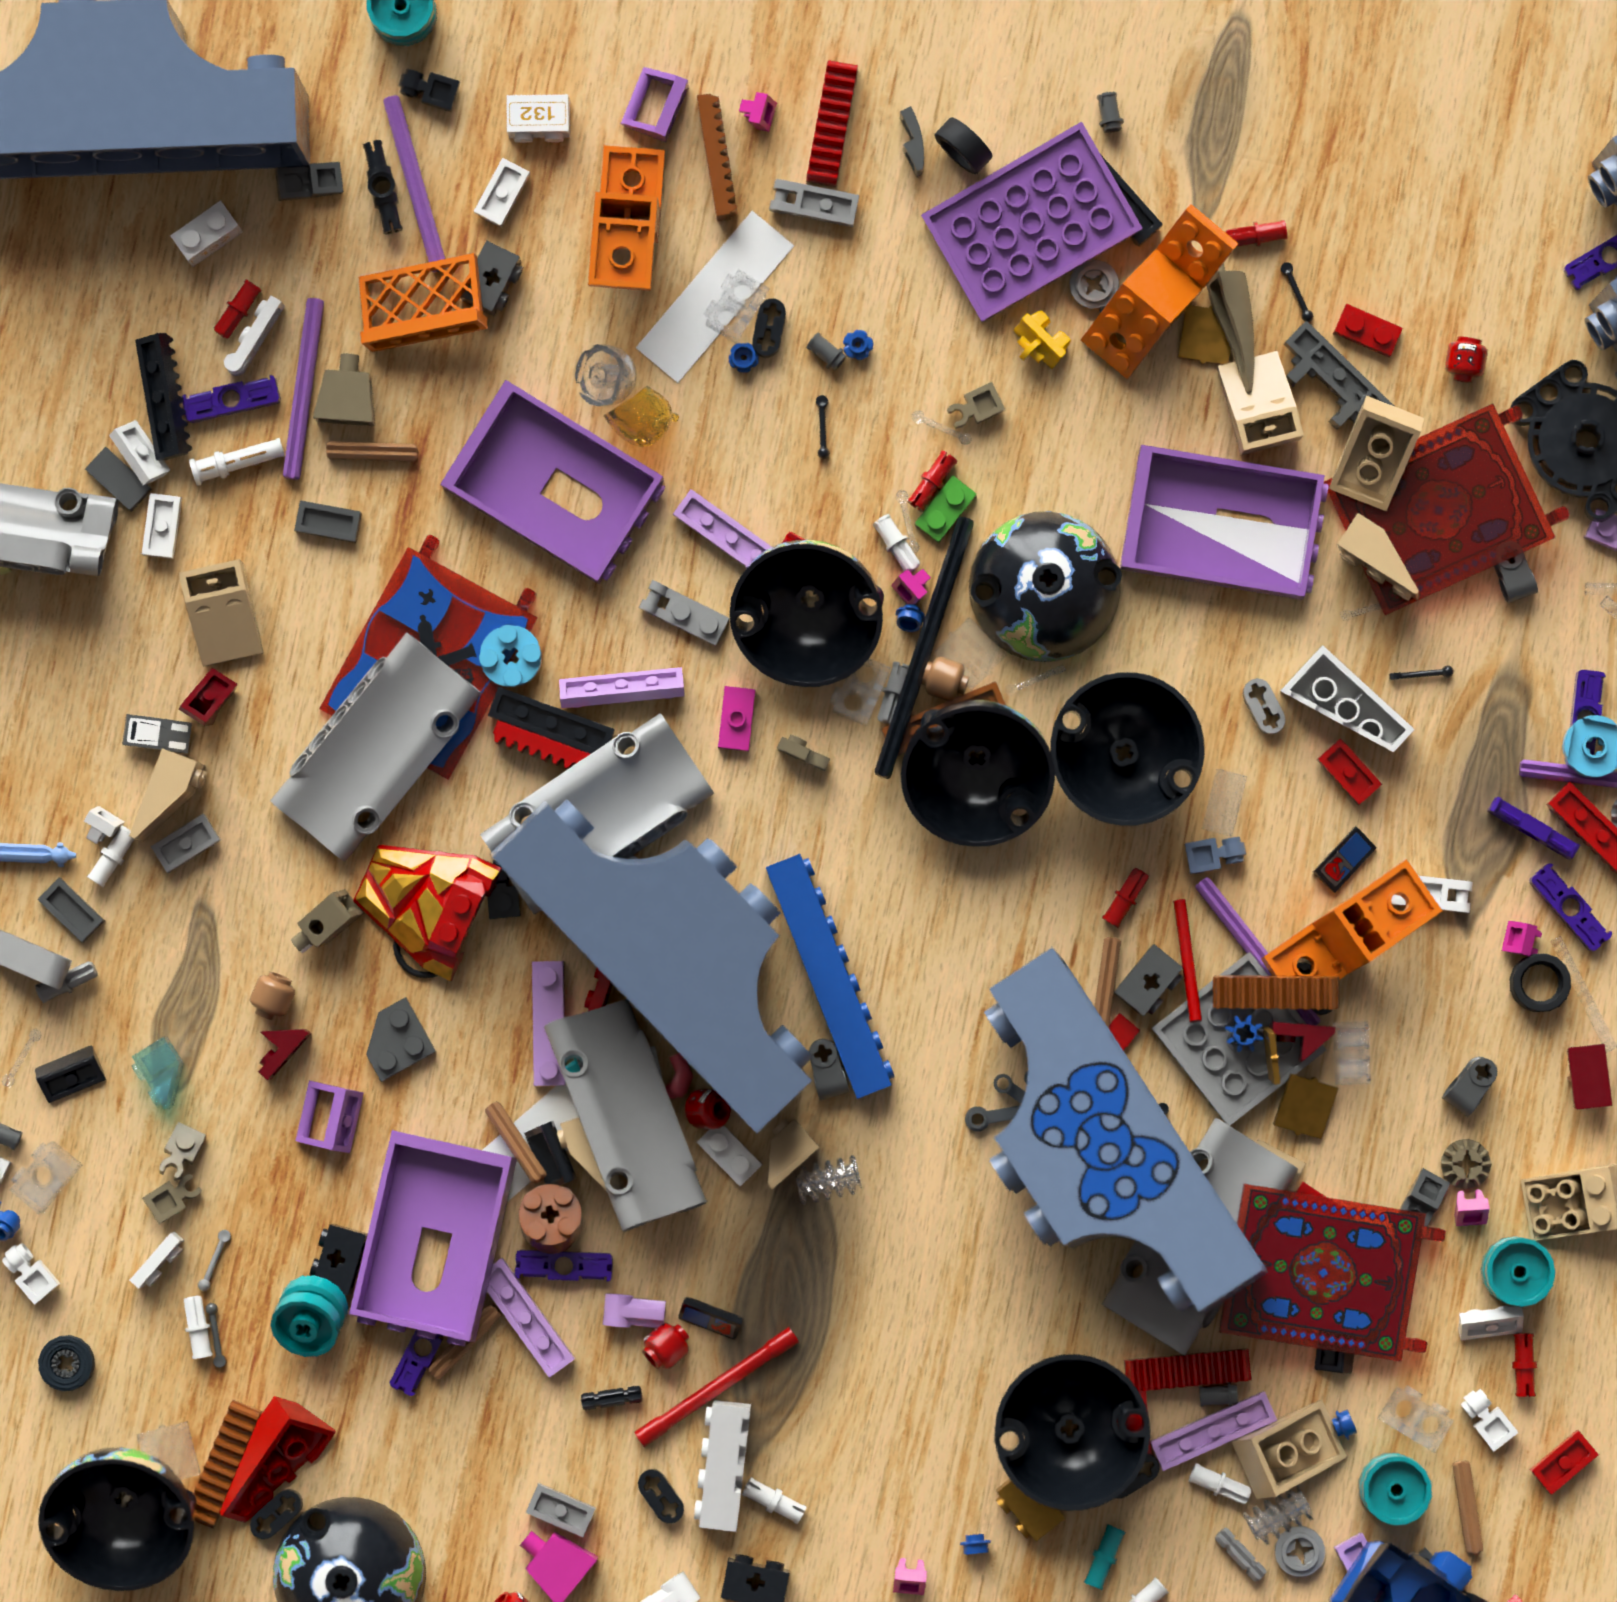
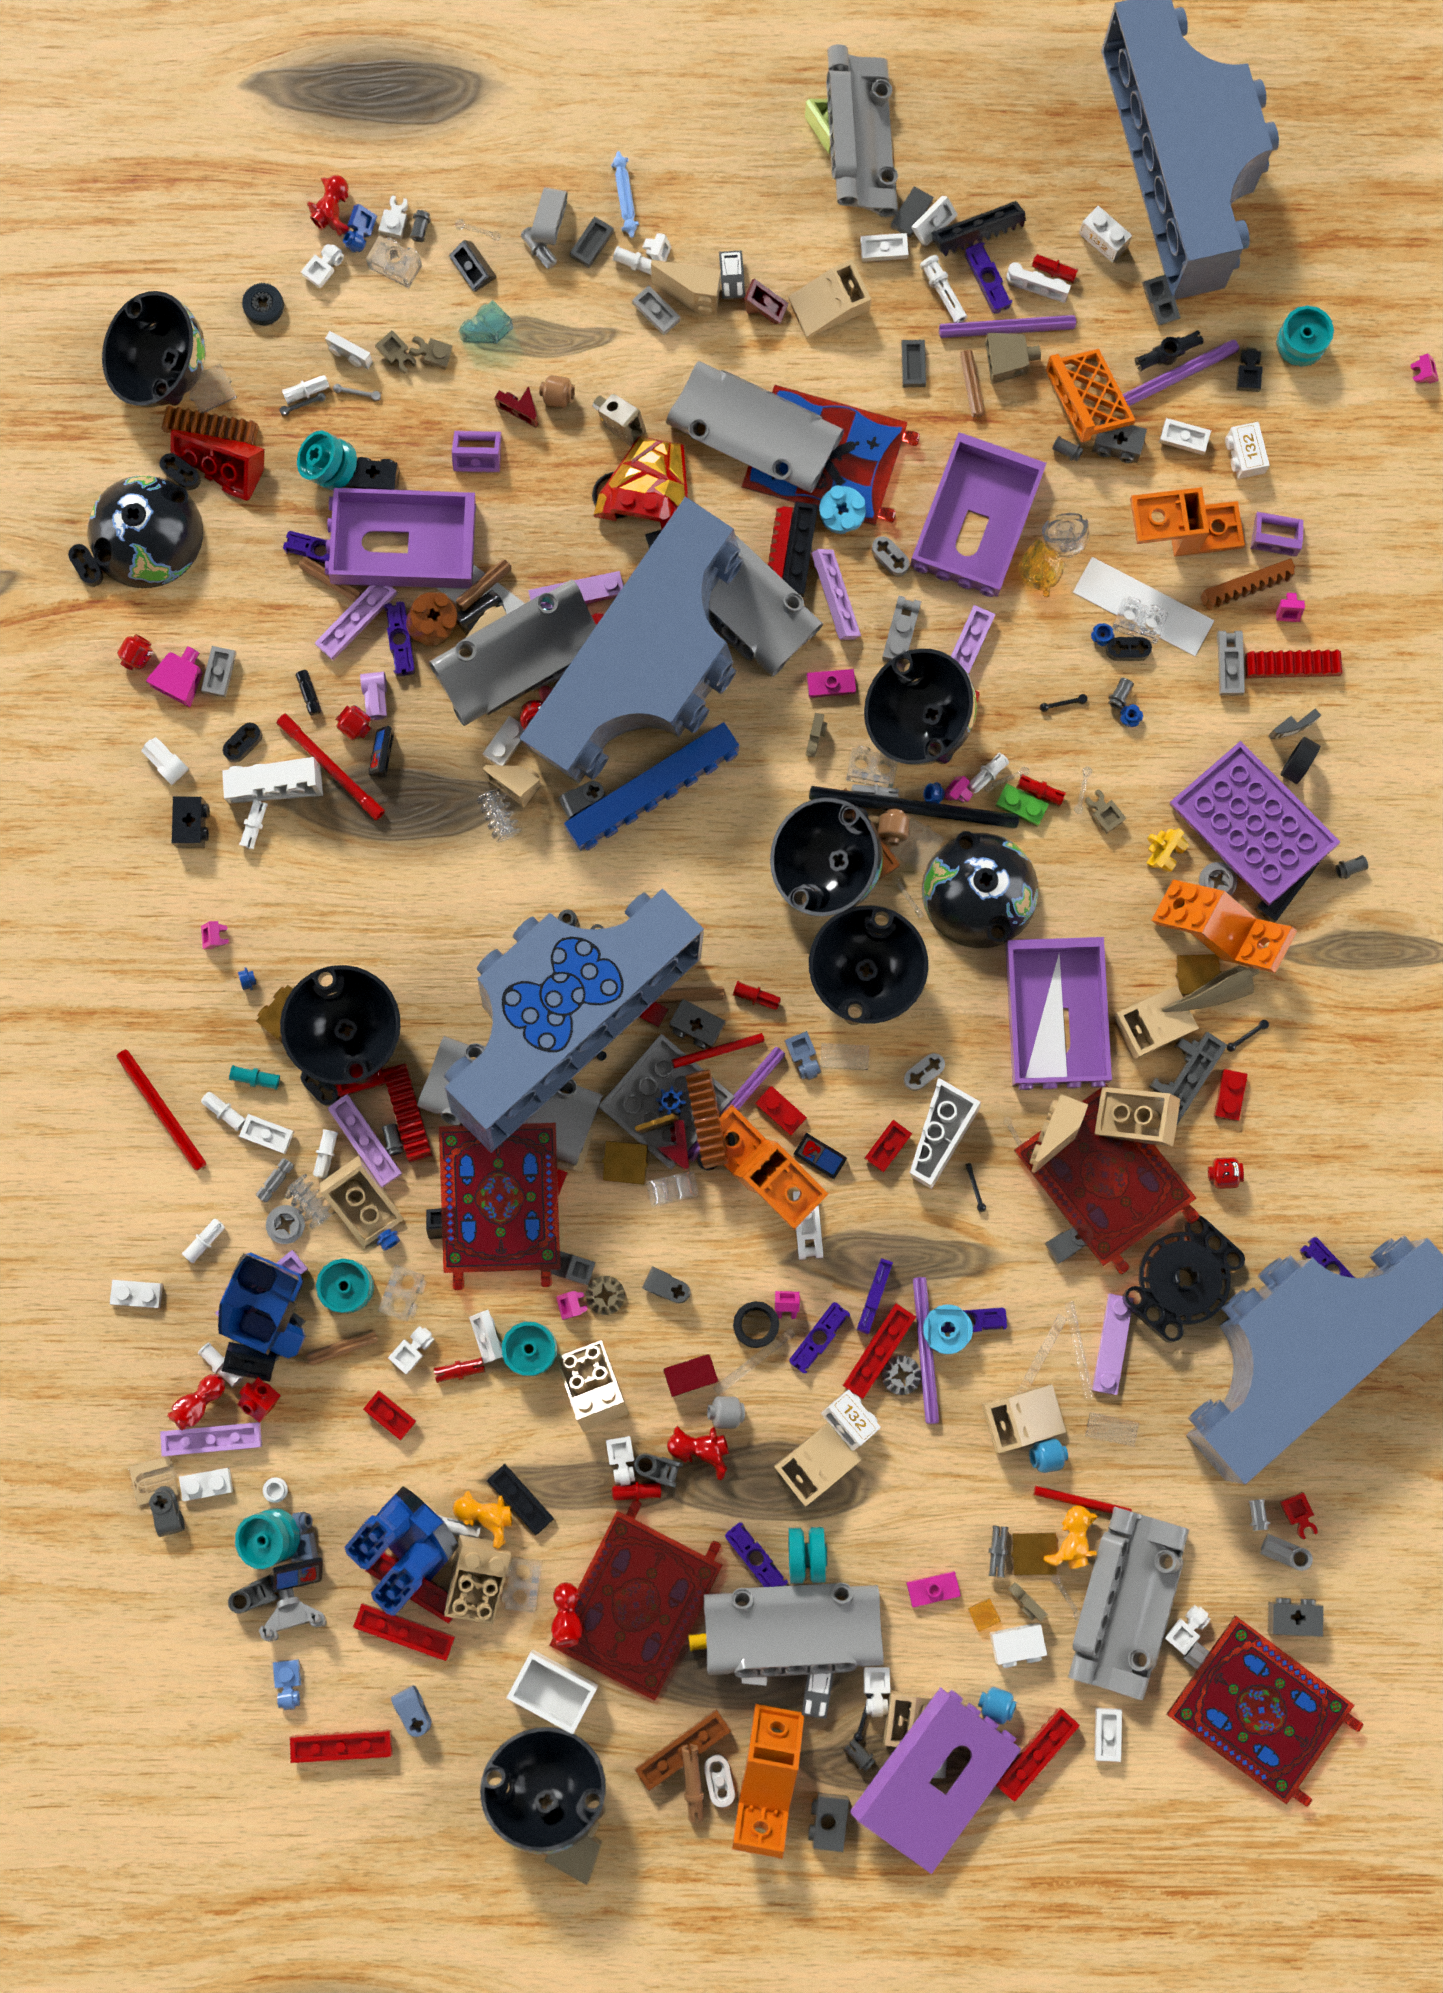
camera: 75 degrees right, 5 degrees down
(397, 1040) = (542, 488): dark grey plate -> none
(487, 346) = (1068, 449): none -> dark grey pin
(587, 613) = (886, 560): none -> light grey beam
(1180, 1554) = (266, 1134): none -> white plate
(1259, 233) = (1284, 995): red axle -> none
(1277, 897) = (780, 1110): none -> red plate

